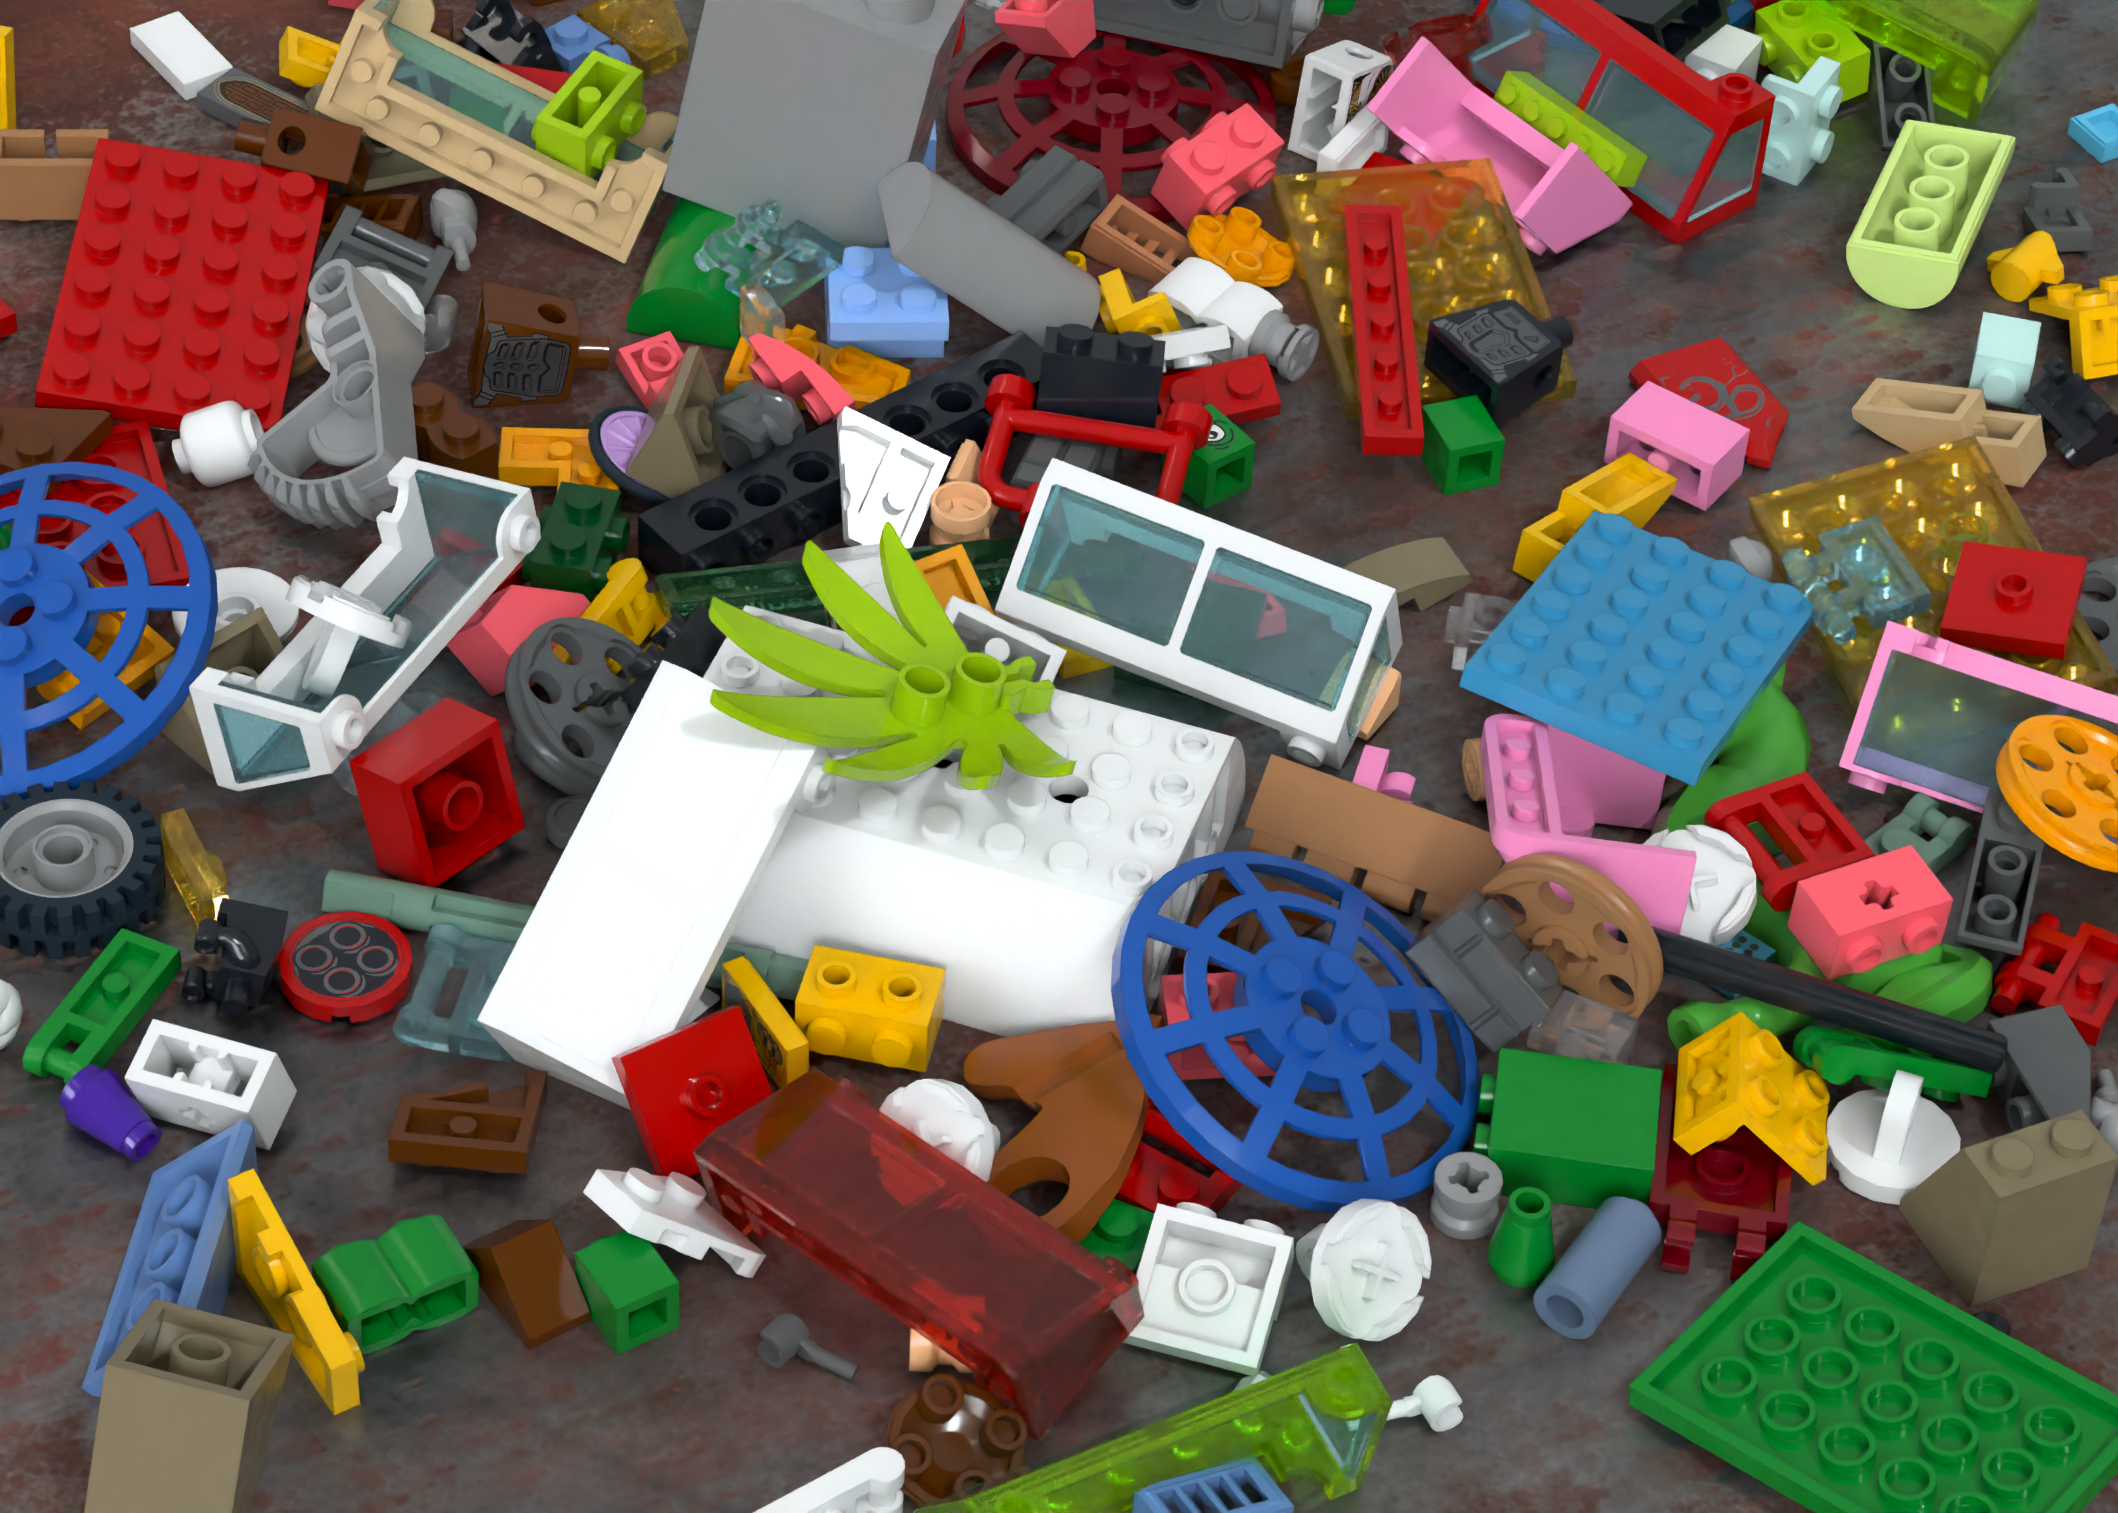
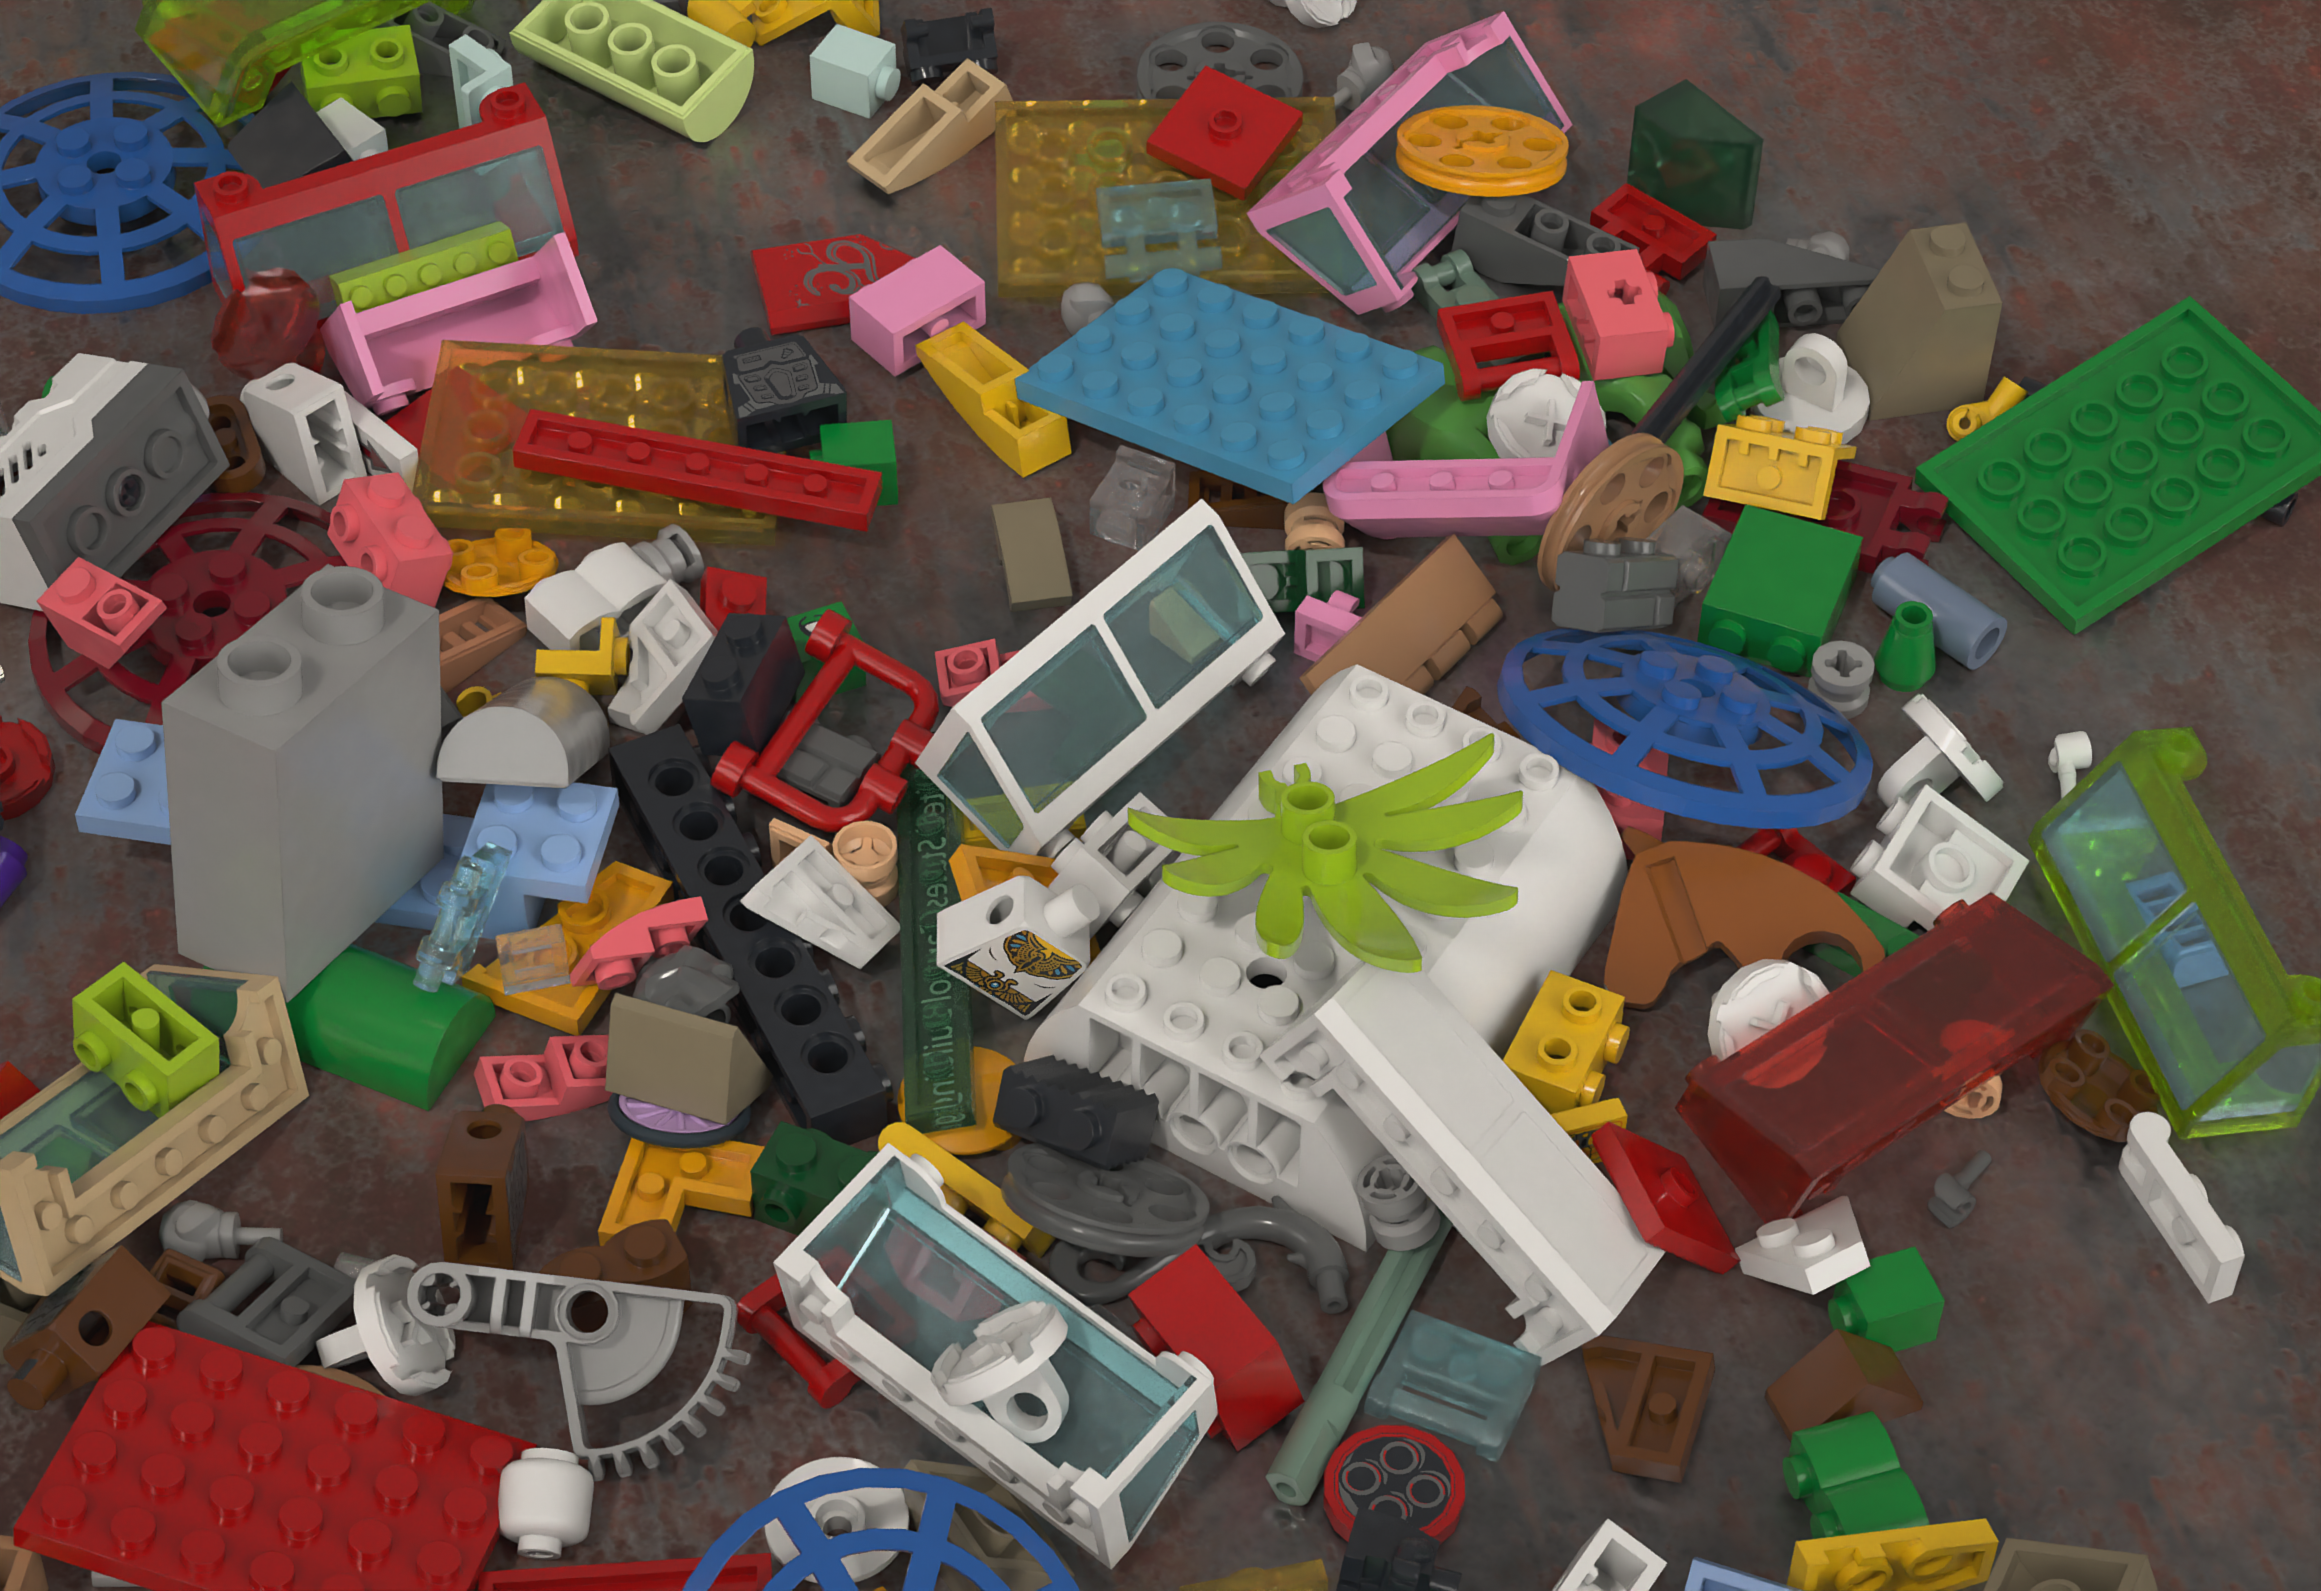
camera: 75 degrees left, 5 degrees up
(1433, 753) = (1293, 574): none -> dark green slope
(1919, 1272) = (1972, 416): none -> yellow arm

